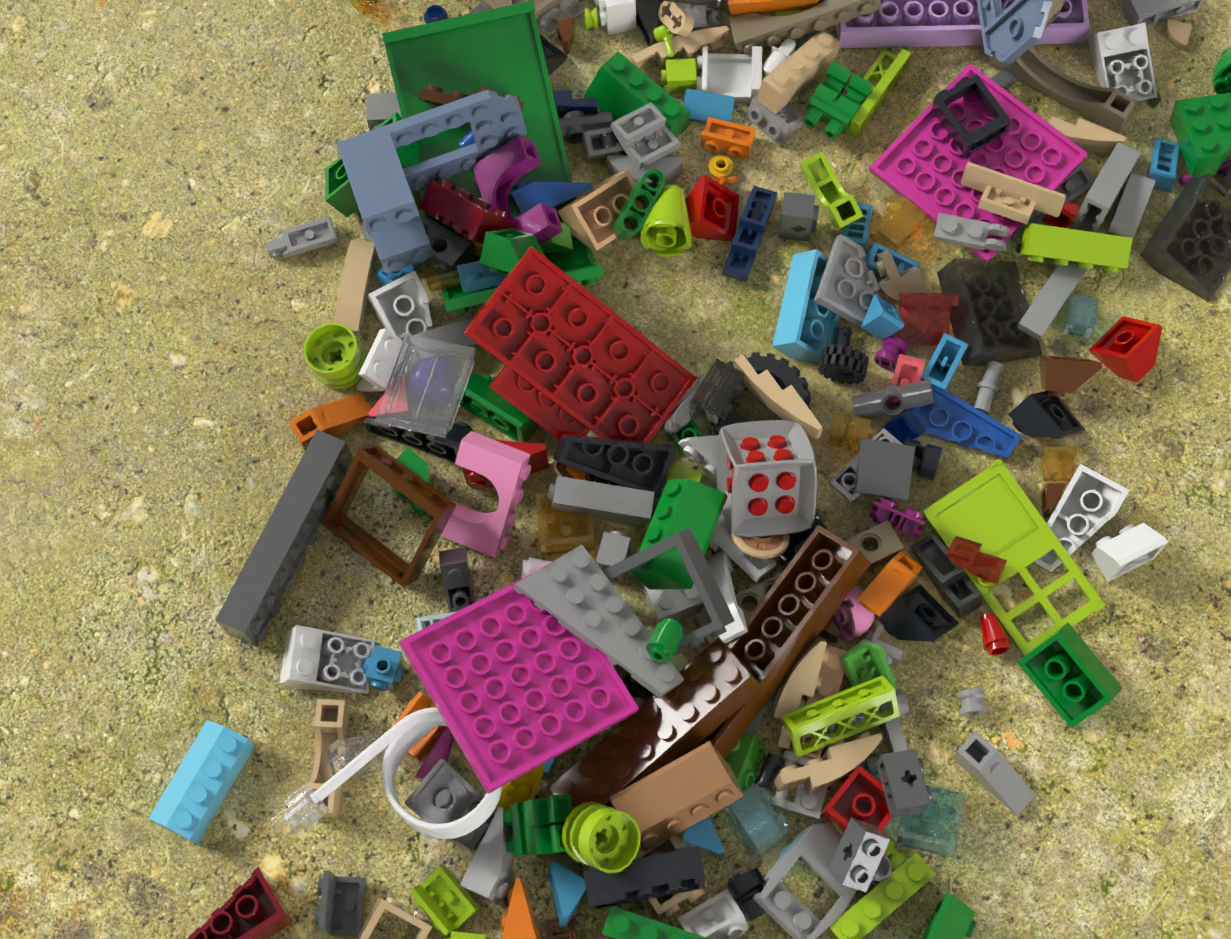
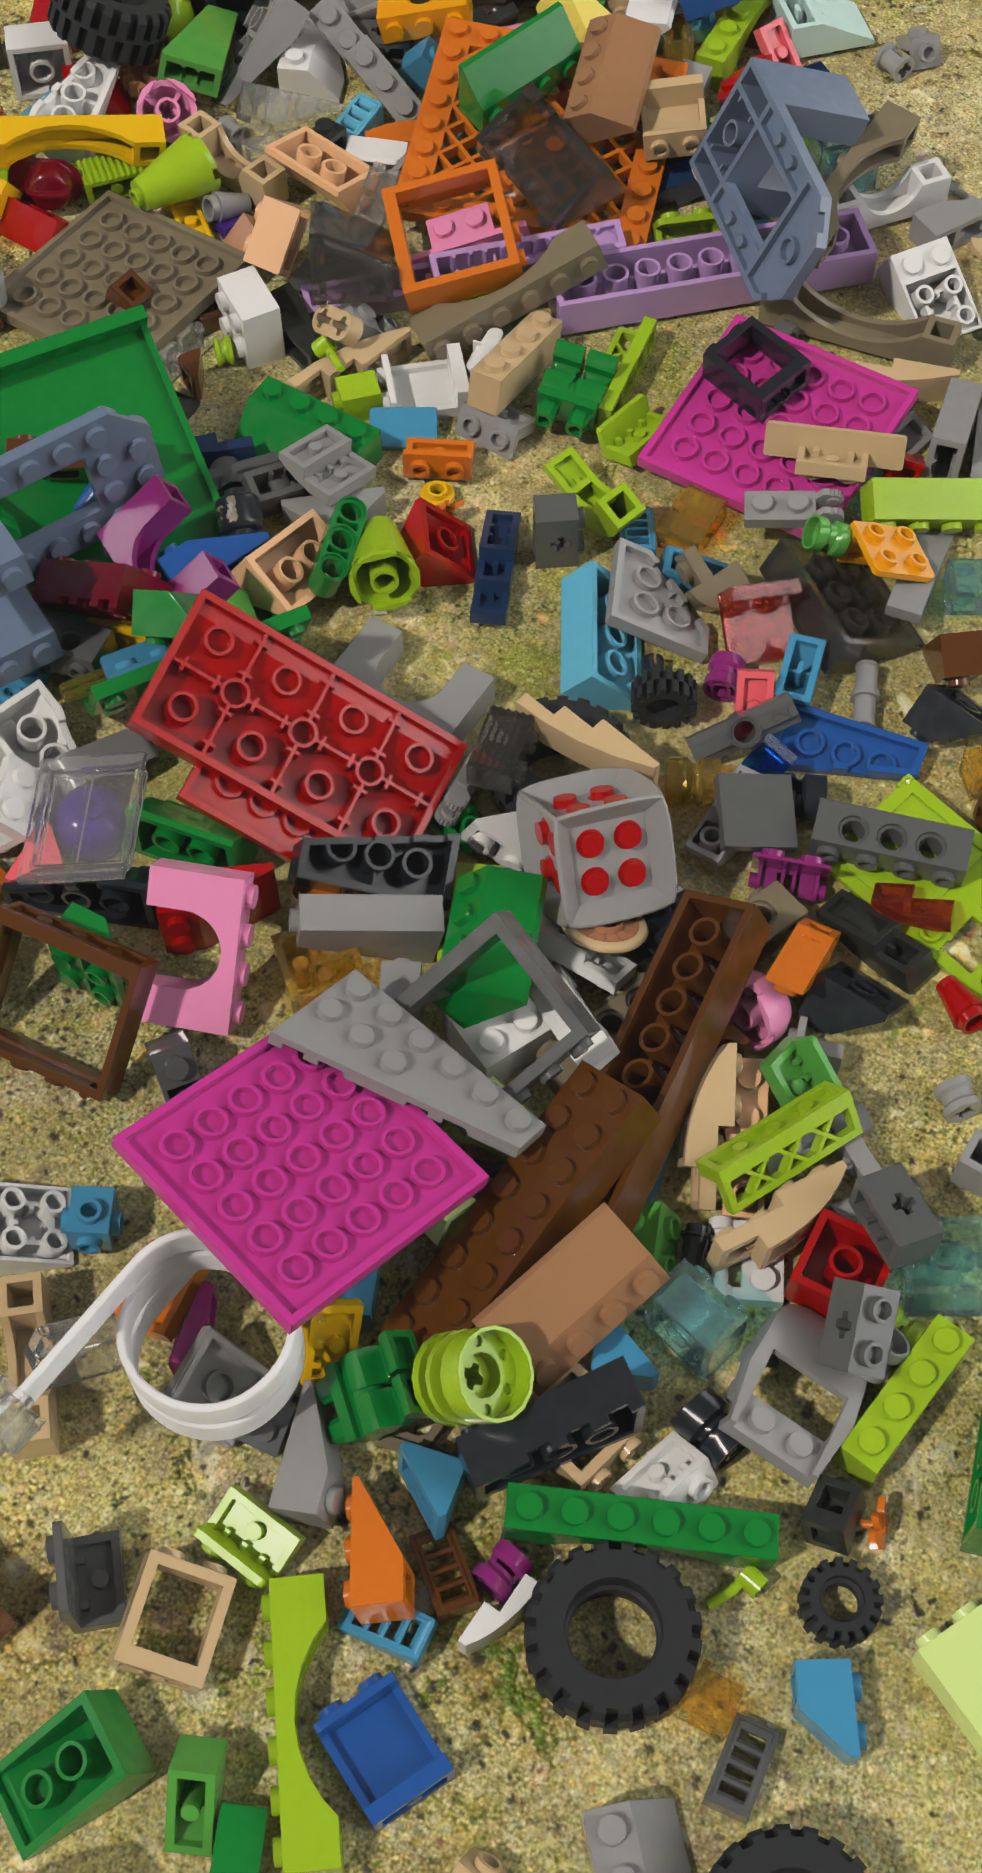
camera: 15 degrees left, 10 degrees down
(575, 164) = (238, 512): none -> black head
(665, 640) = (507, 1070): green brick -> none
(685, 348) = (453, 709): none -> light grey arch
(870, 141) = (628, 431): none -> lime bracket
(882, 319) = (702, 633): dark azure slope -> none
(986, 260) = (826, 536): none -> bright green wheel
(1014, 520) = (910, 834): none -> dark grey brick
(1031, 282) = (888, 551): none -> light orange bracket

